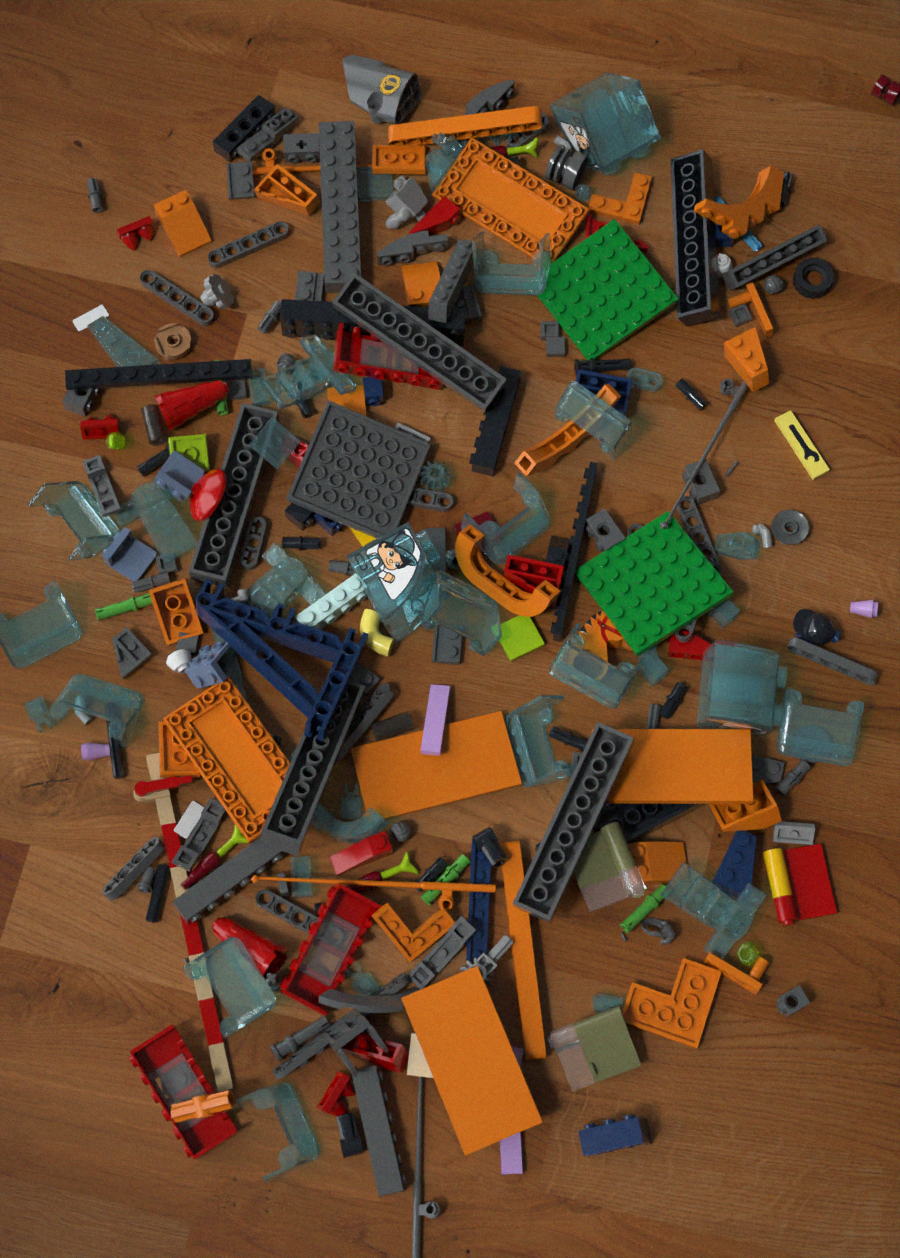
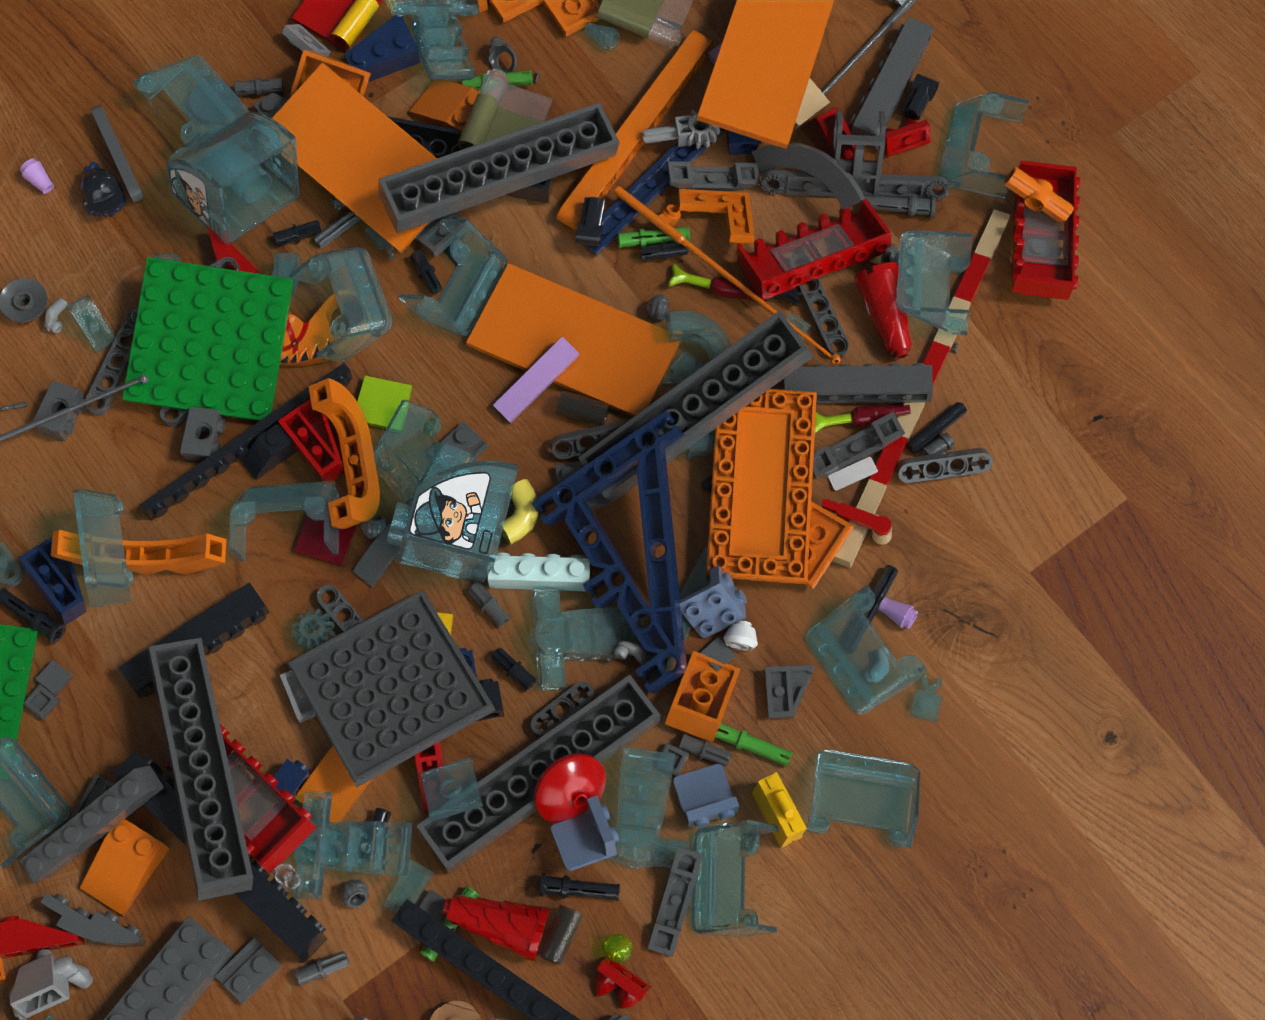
camera: 140 degrees left, 0 degrees up
(78, 576) = (779, 809): none -> yellow piece
(191, 447) = (544, 865): lime tile -> none
(283, 886) = (815, 335): dark grey tile -> none
(328, 338) = (286, 875): none -> clear pin
(362, 853) = (731, 321): red slope -> none
(363, 984) = (805, 208): clear light blue plate -> none

